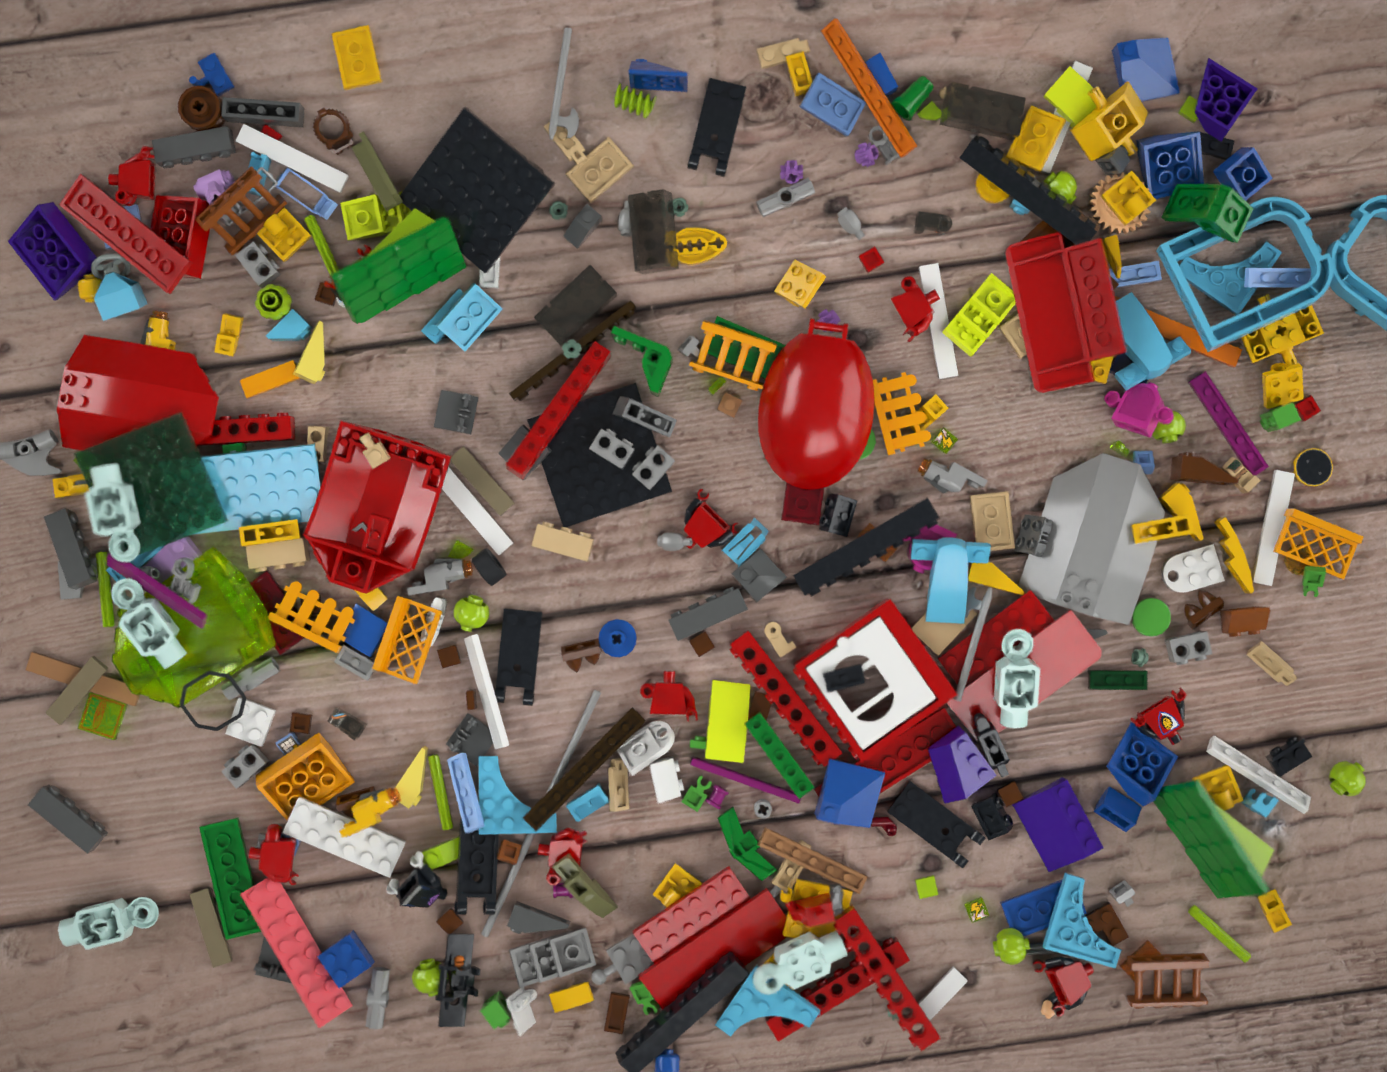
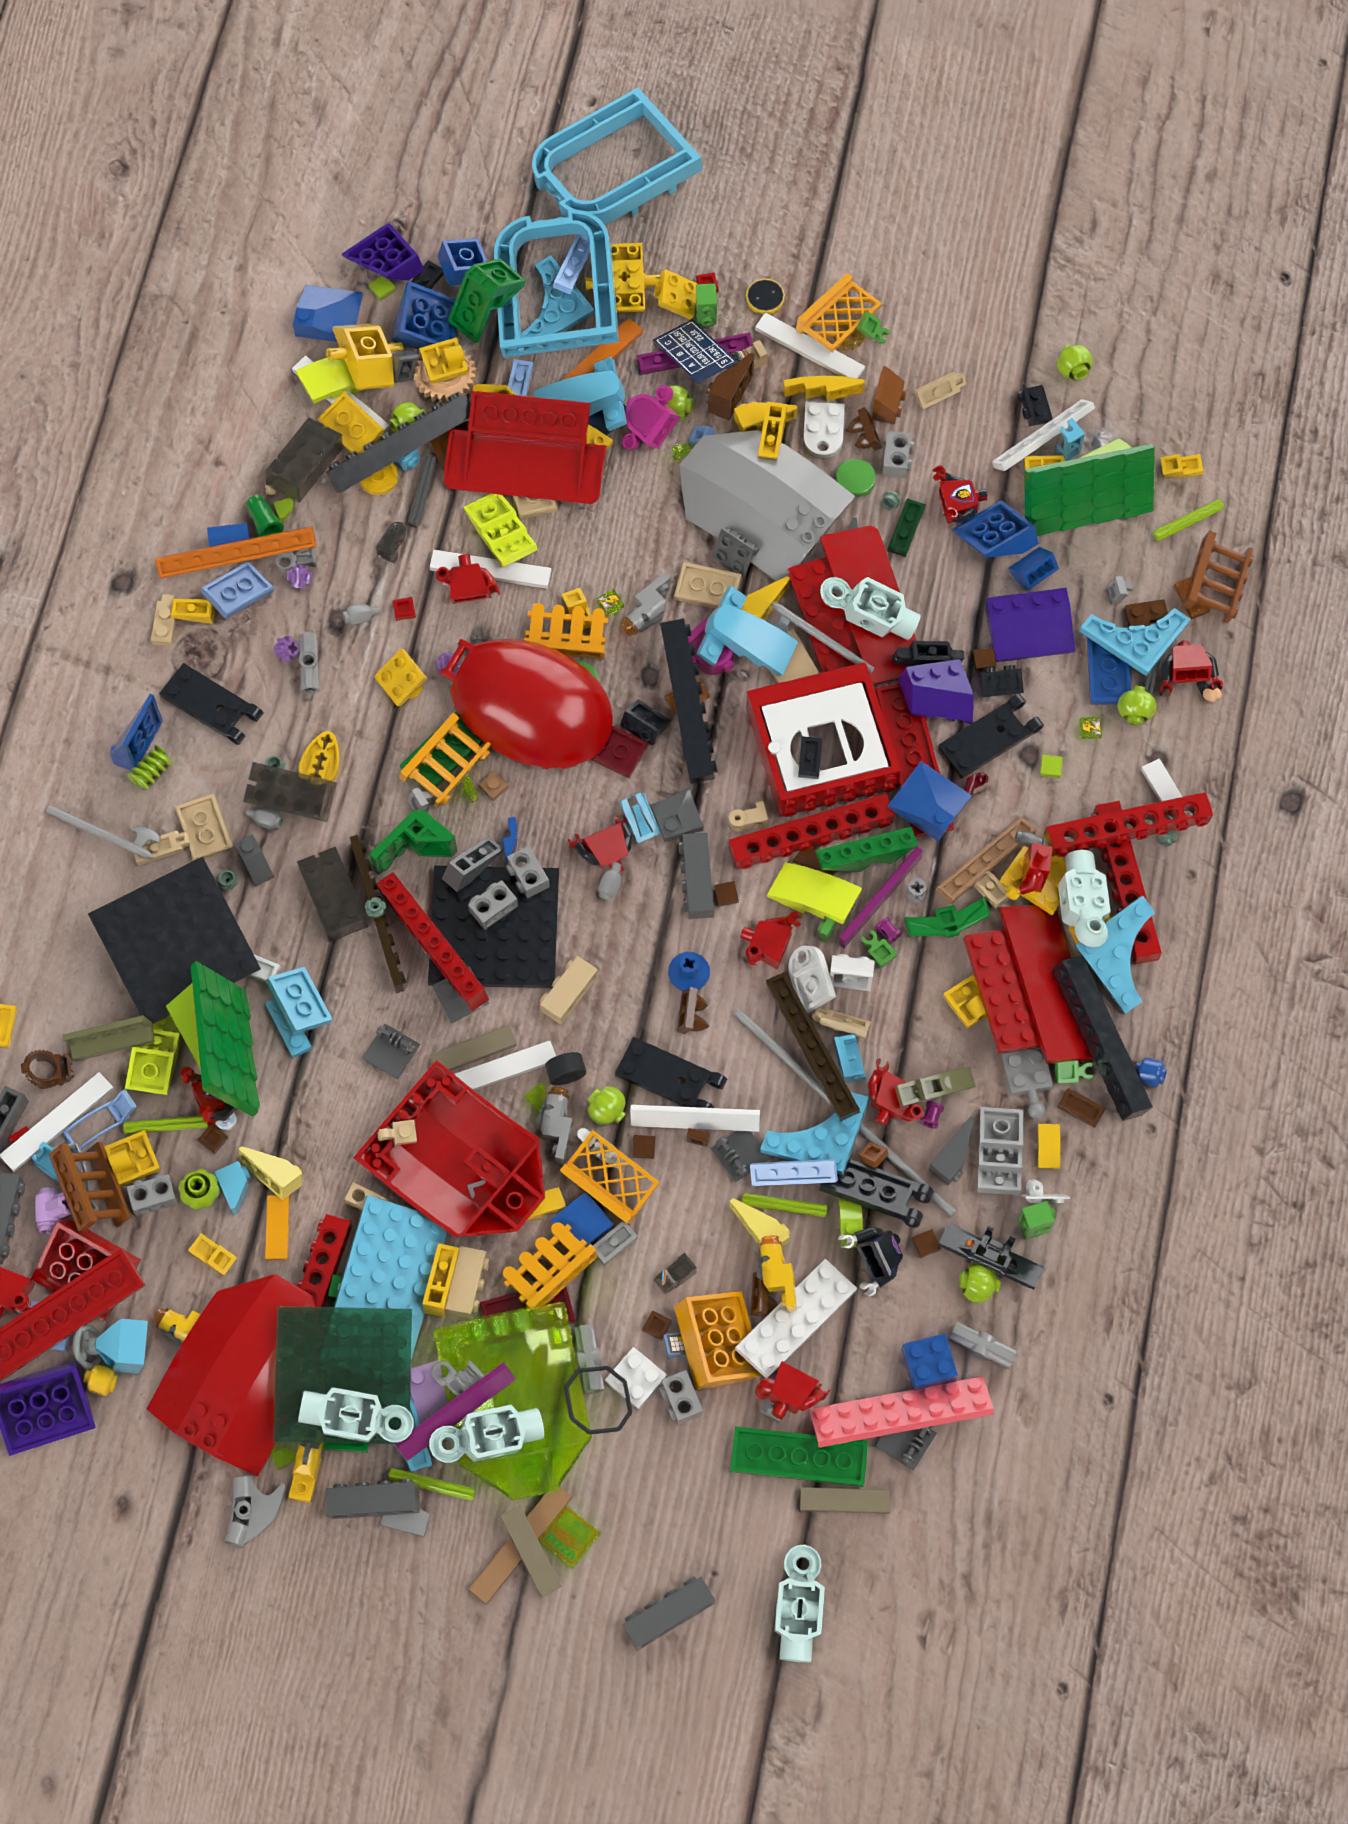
camera: 70 degrees left, 20 degrees down
(676, 441) = (510, 843): none -> blue slope
(994, 229) = (422, 491): none -> dark grey axle
(1226, 425) = (695, 351): none -> dark blue sticker

